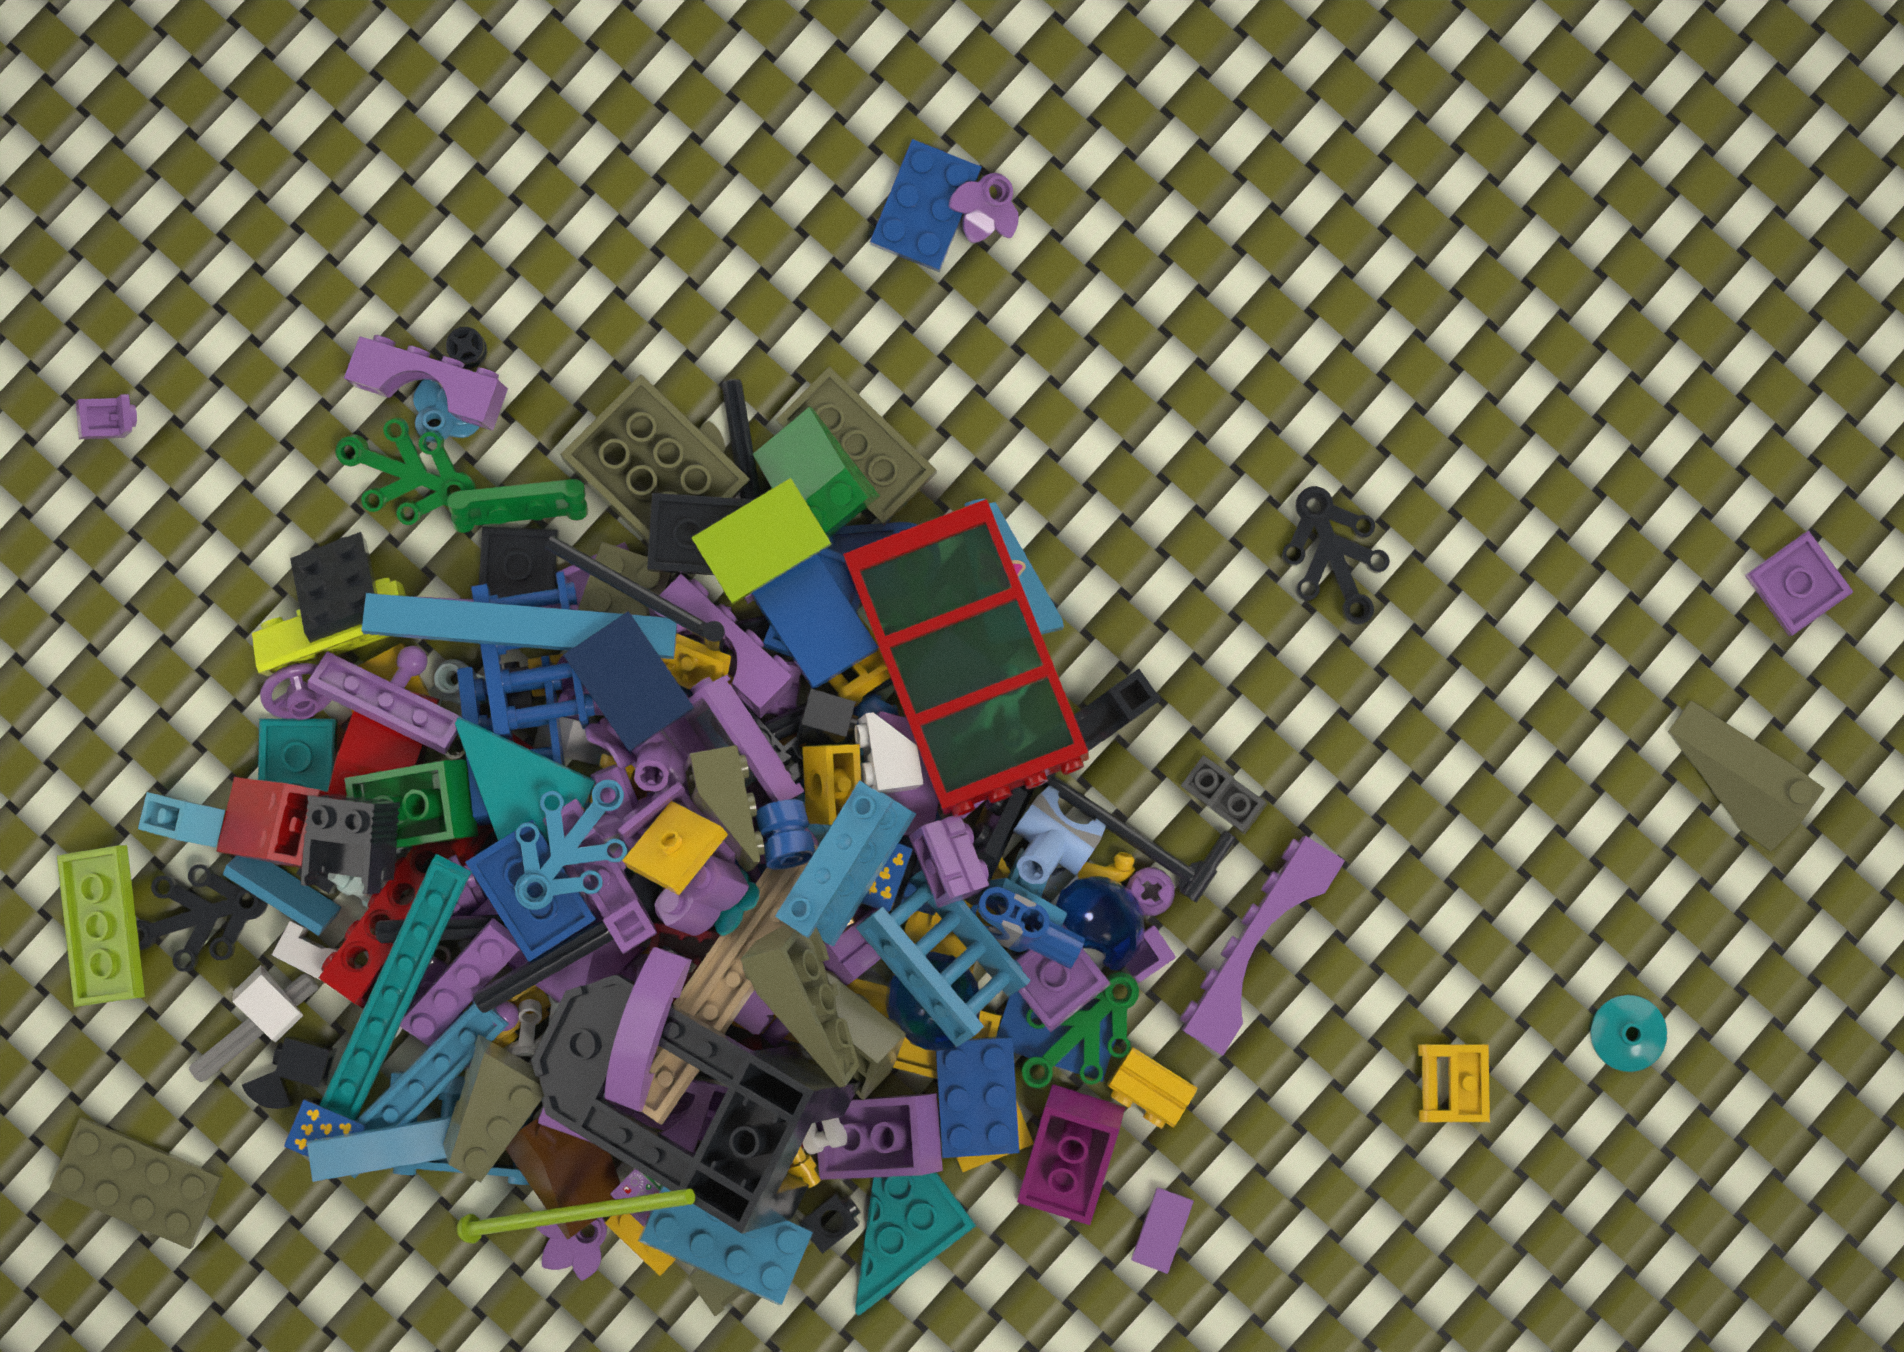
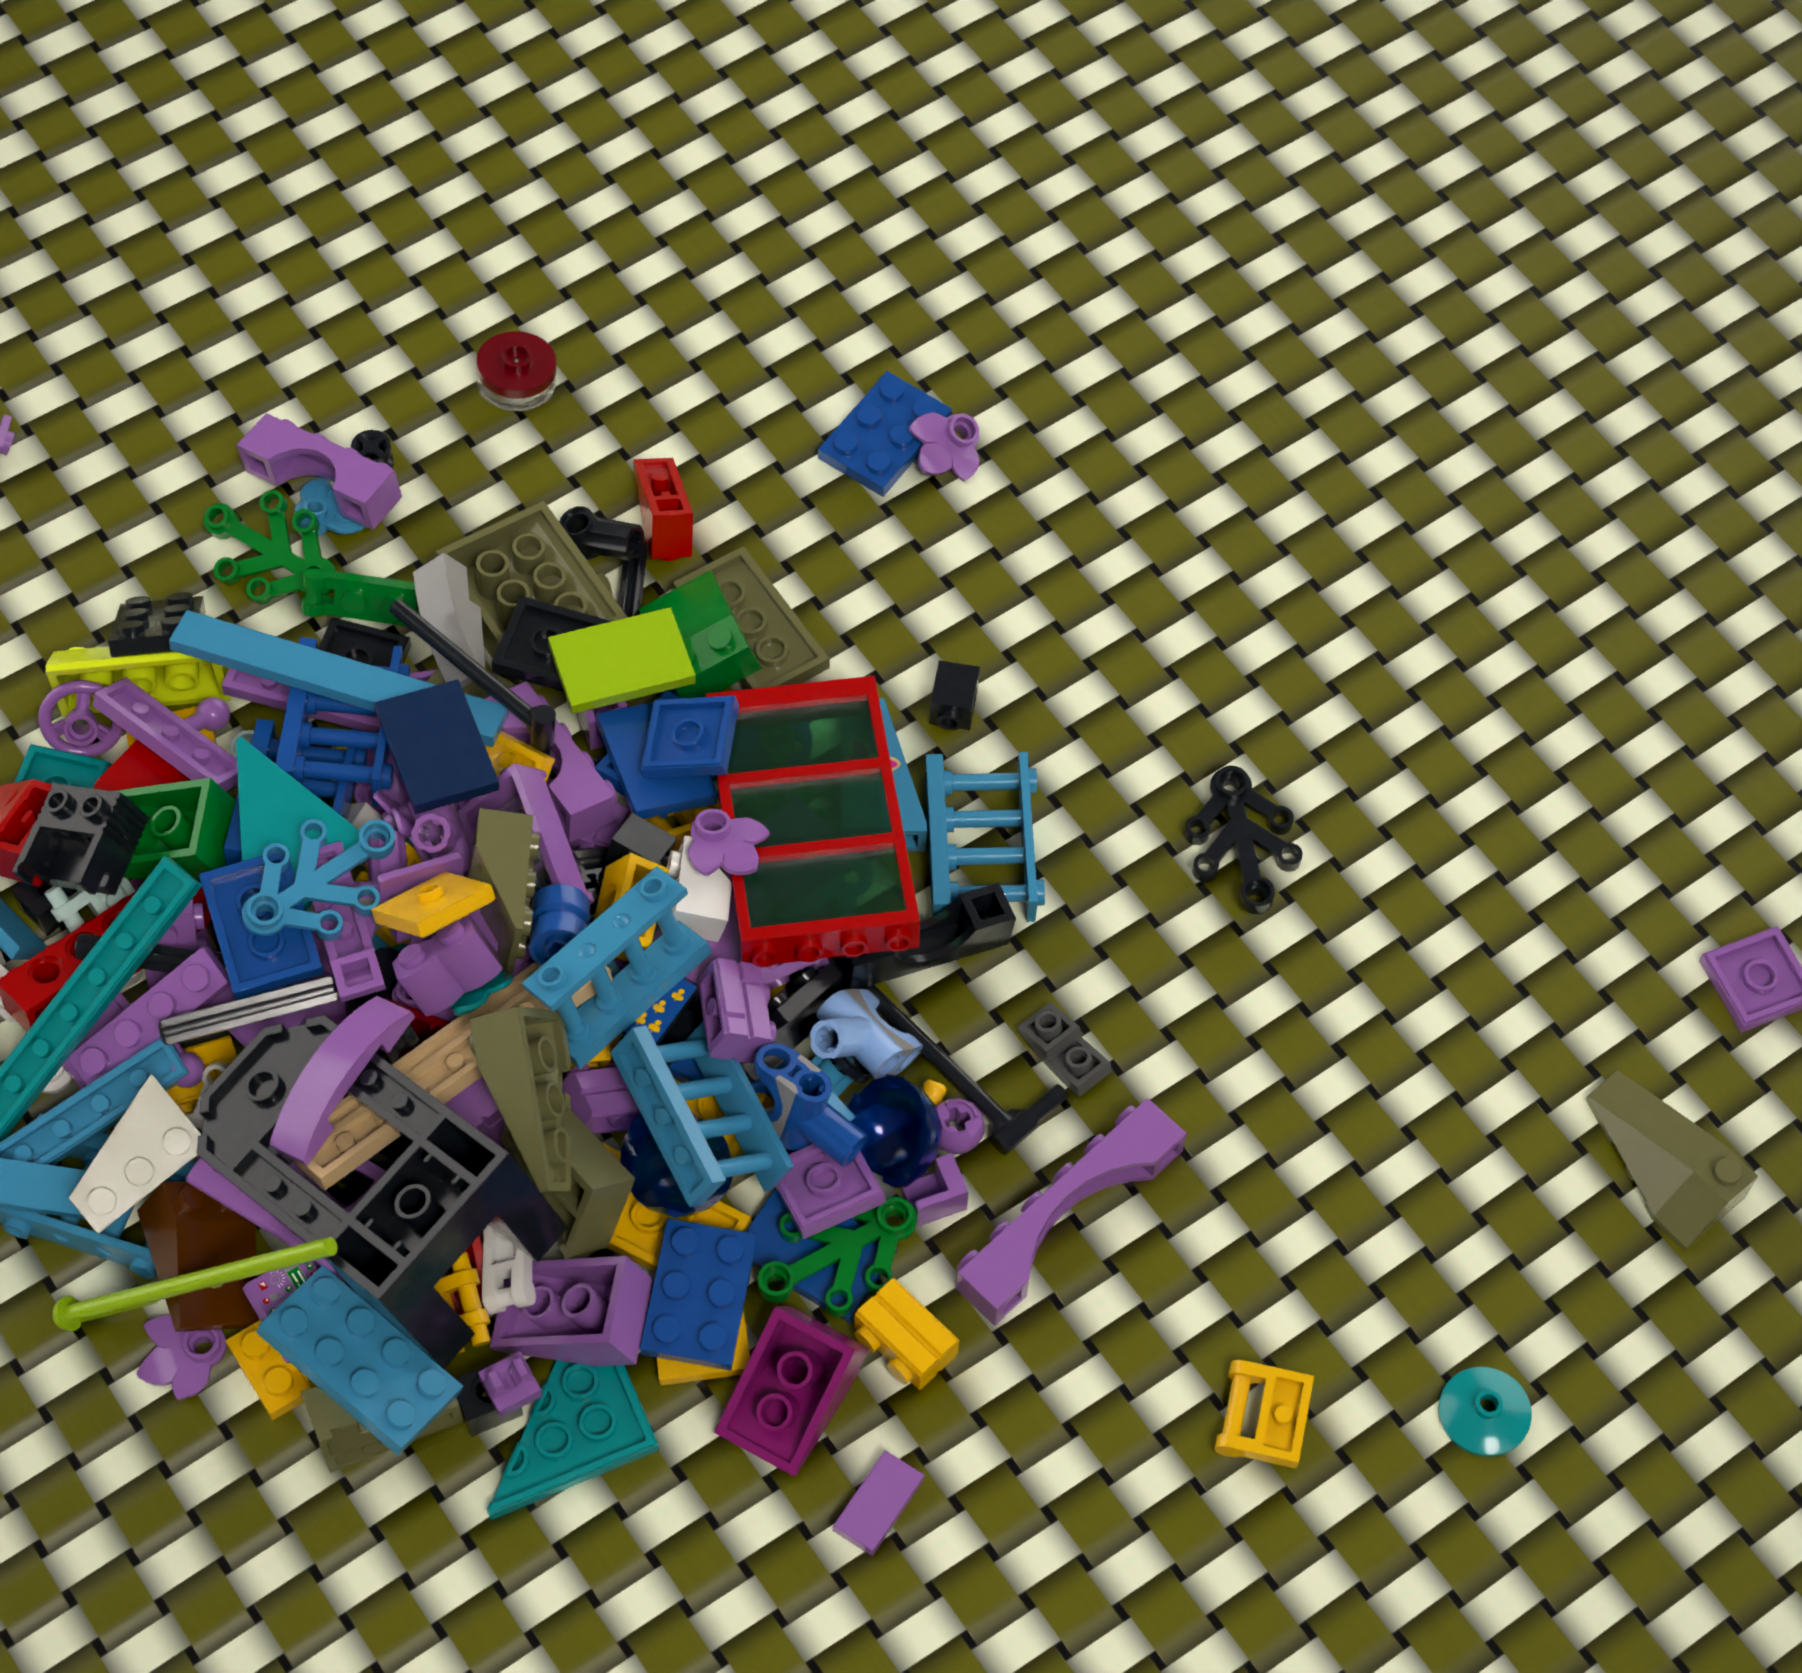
camera: 10 degrees right, 25 degrees down
(571, 224) = (516, 371): none -> dark red piece
(593, 524) = (445, 604): none -> light grey slope
(700, 390) = (602, 536): none -> black piece
(746, 340) = (664, 509): none -> red slope
(842, 605) = (690, 737): none -> blue tile
(848, 1218) = (510, 1384): none -> medium lavender tile
(909, 718) = (725, 843): none -> medium lavender plate
(1054, 476) = (954, 695): none -> black brick
(1074, 602) = (944, 820): none -> dark azure fence

